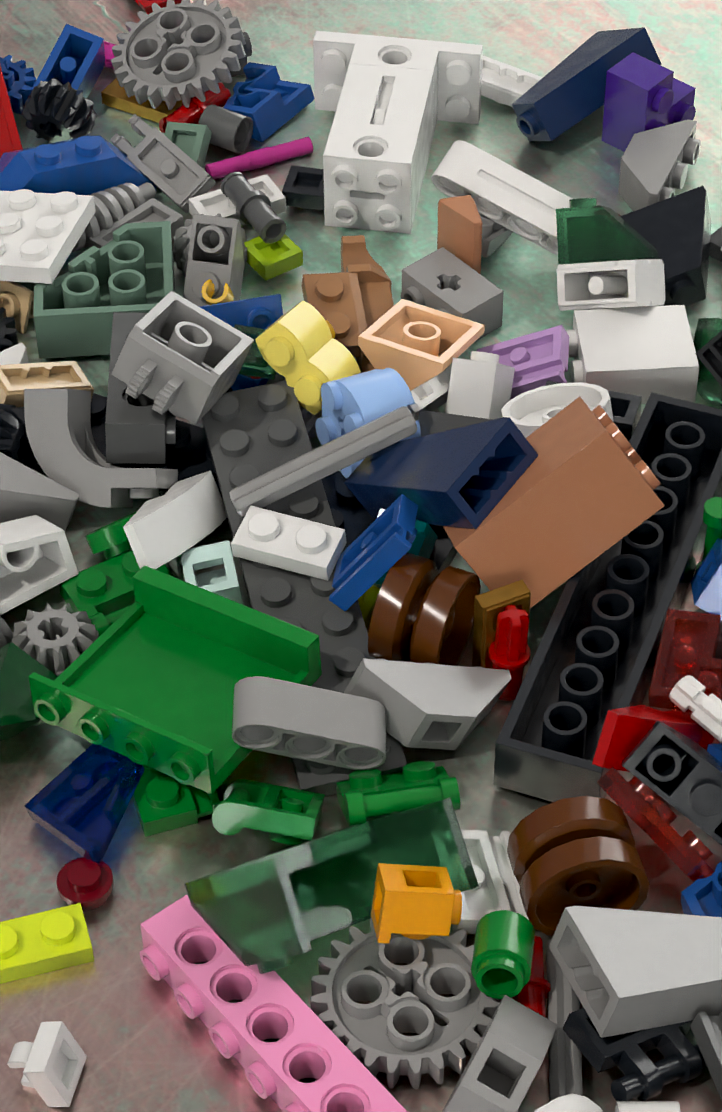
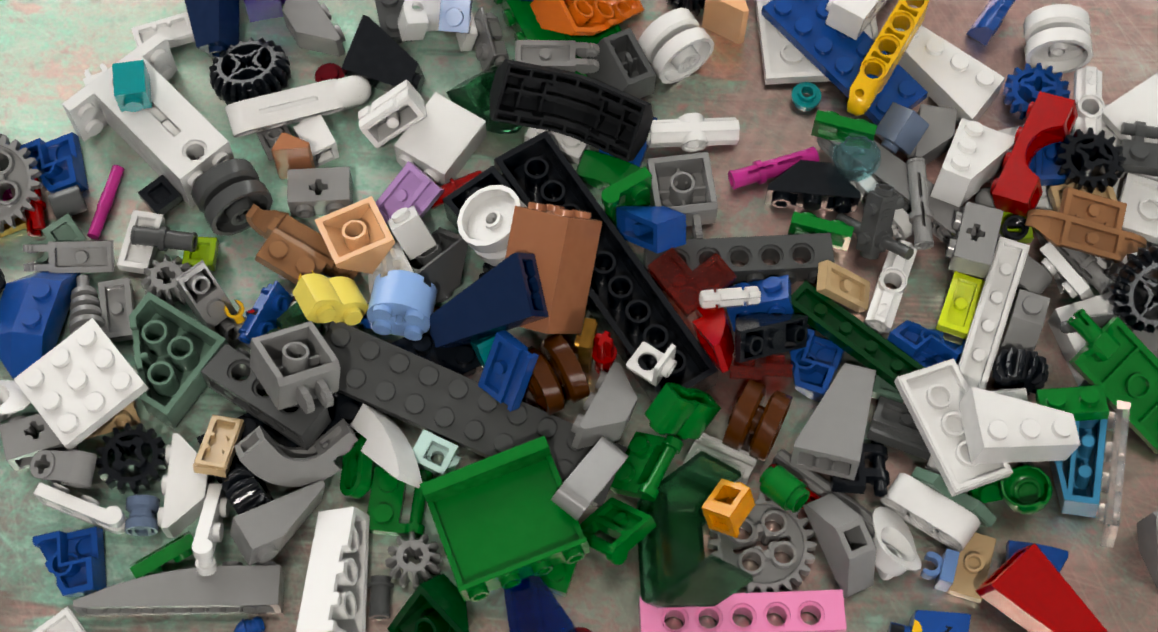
camera: 55 degrees left, 20 degrees up
(289, 542) = (454, 402): white plate -> none
(324, 460) = (423, 349): light grey axle -> none
(353, 204) = (227, 195): none -> dark grey wheel
(388, 52) = (132, 86): none -> teal brick
(500, 767) = (681, 411): none -> green brick
(512, 258) = (320, 139): none -> white brick
(536, 691) = (664, 366): none -> white bracket
(539, 151) = (249, 70): none -> black gear
(597, 235) = (361, 93): clear green slope -> none

